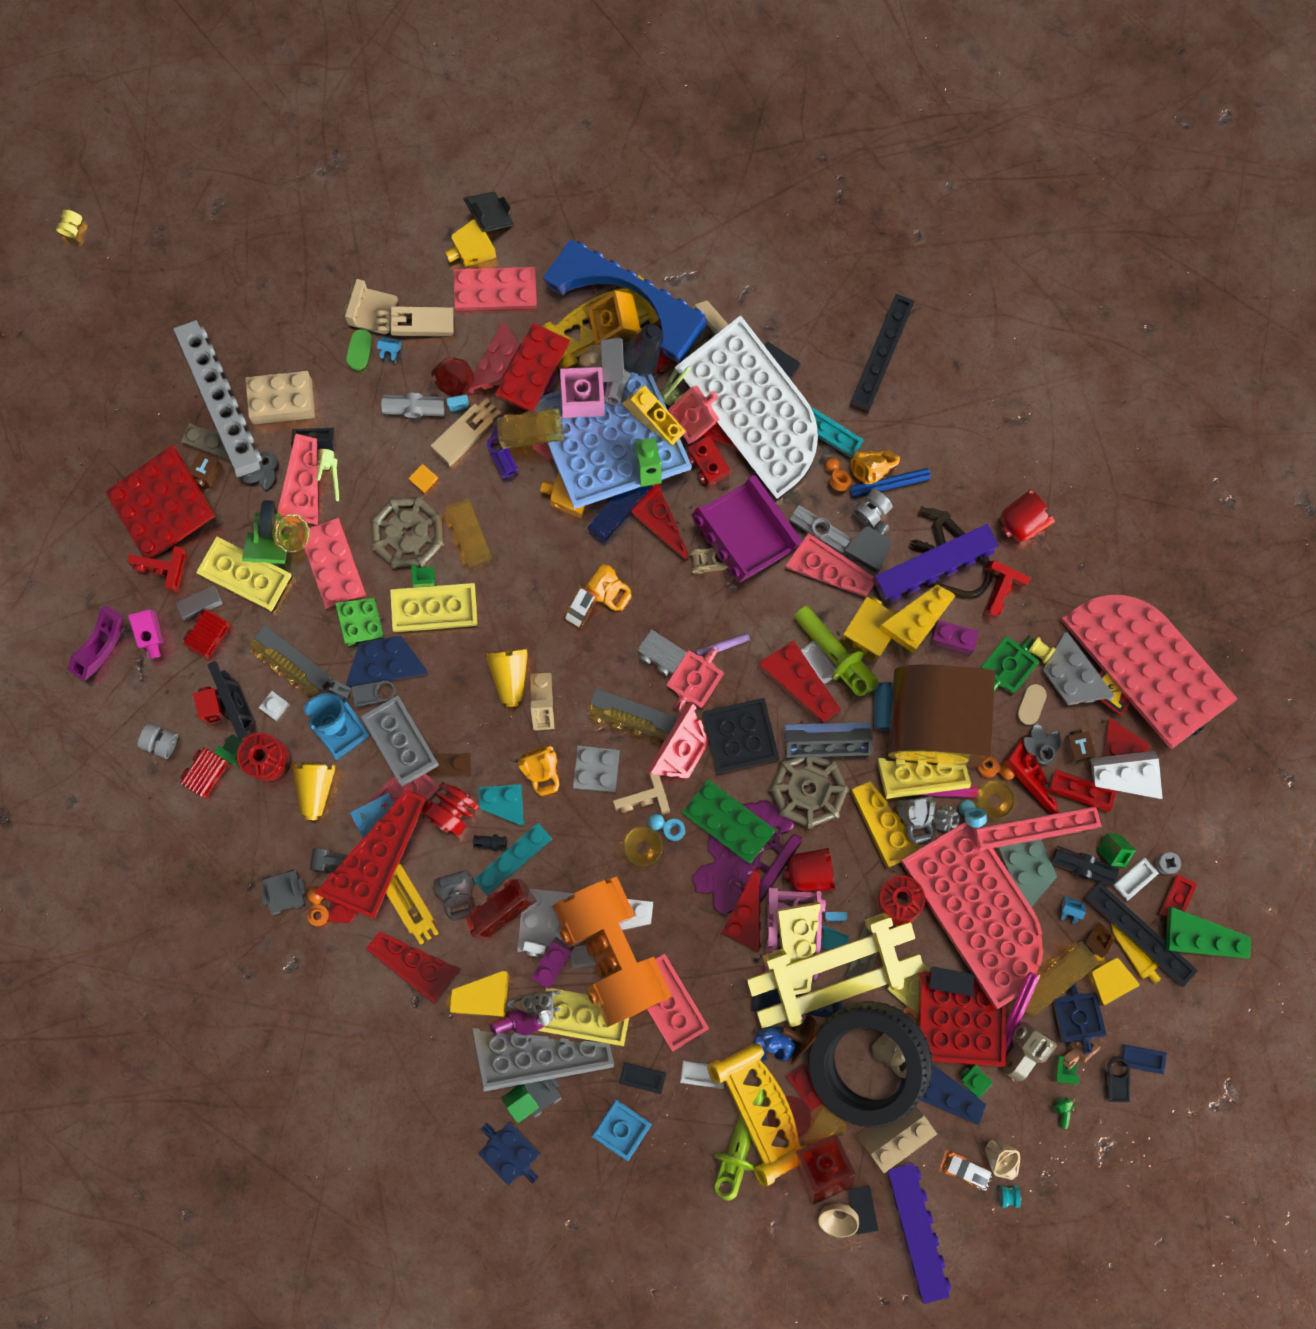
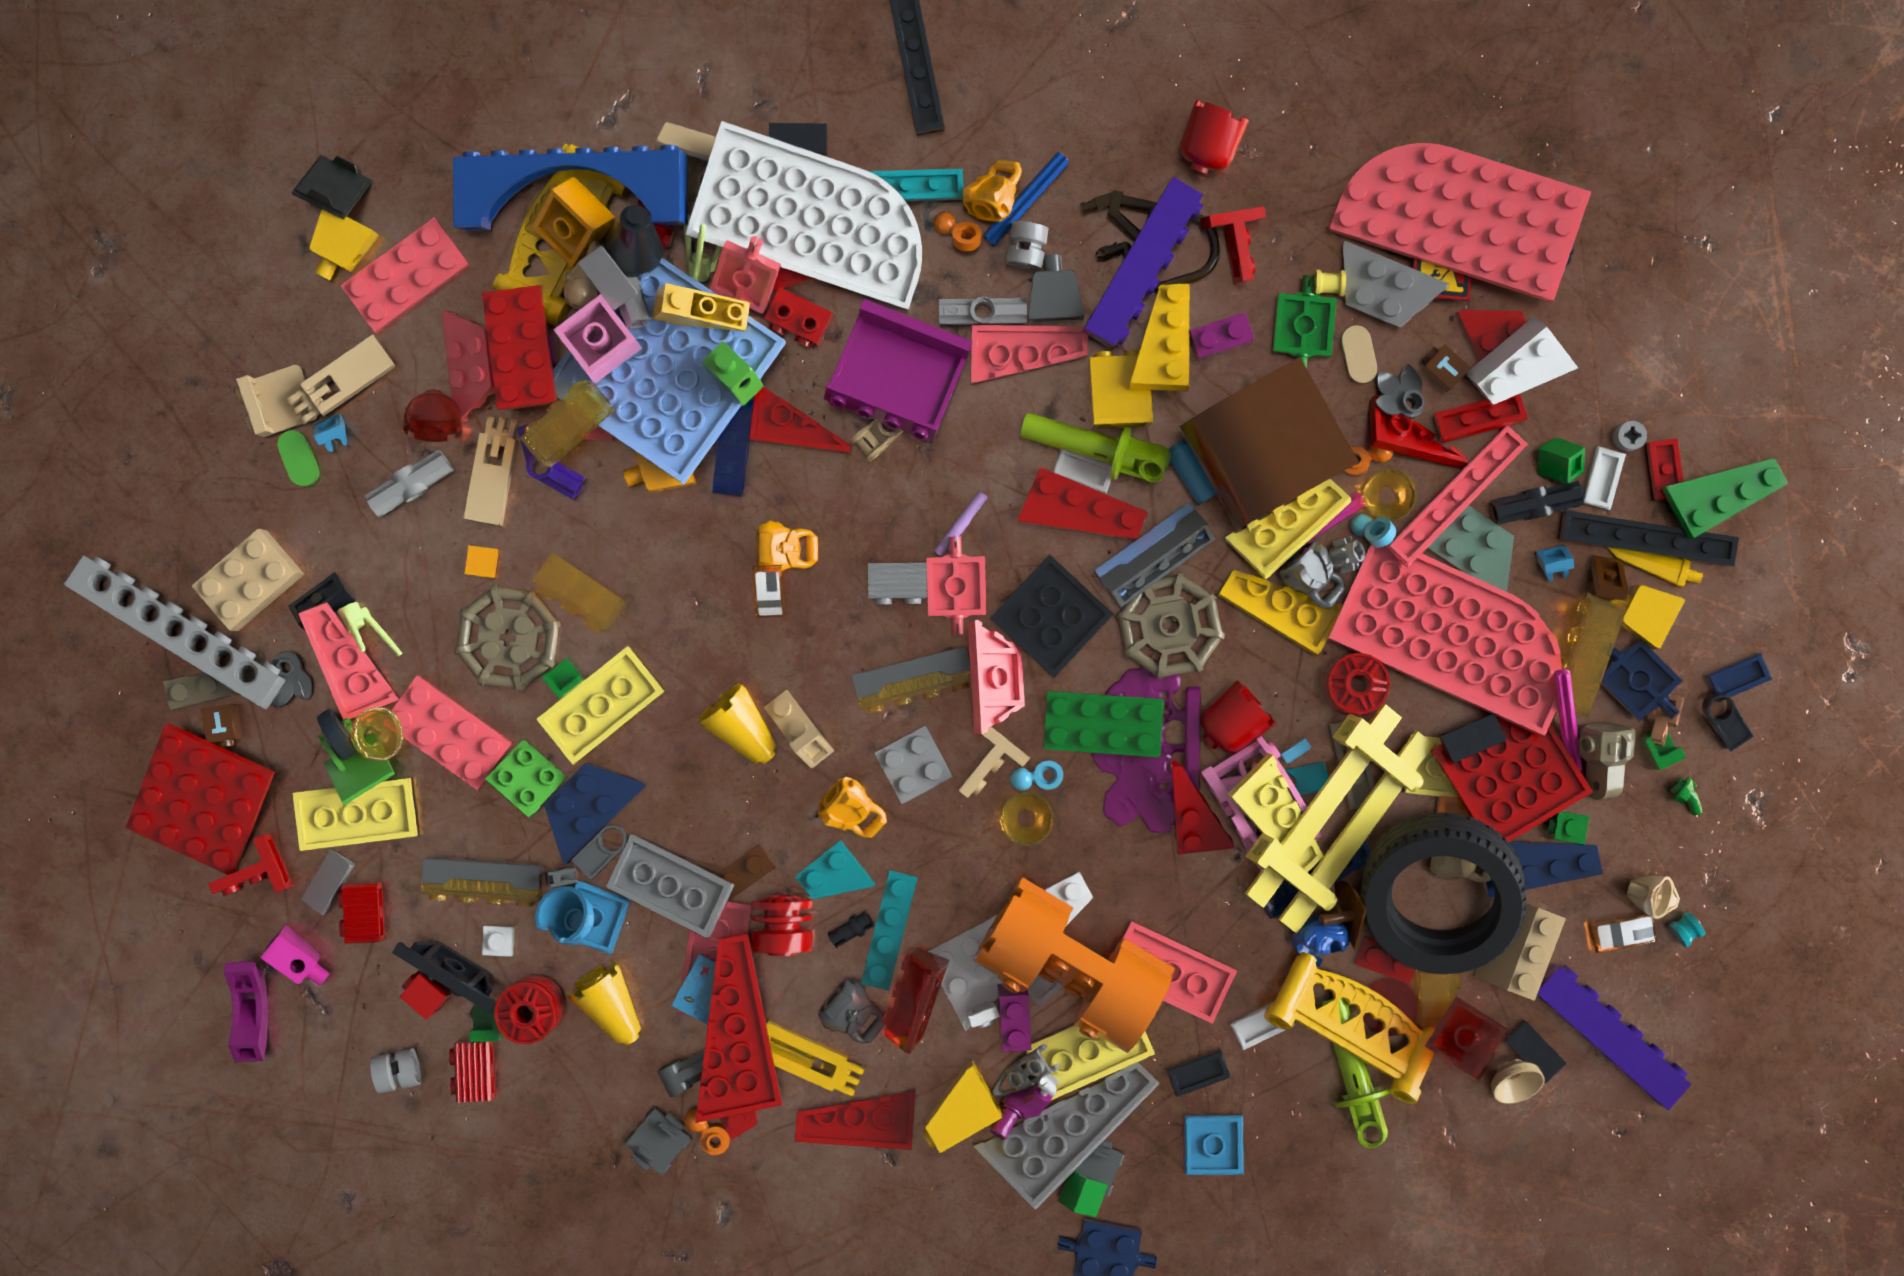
camera: 30 degrees left, 10 degrees up
(458, 403) = (459, 445): medium azure tile -> none

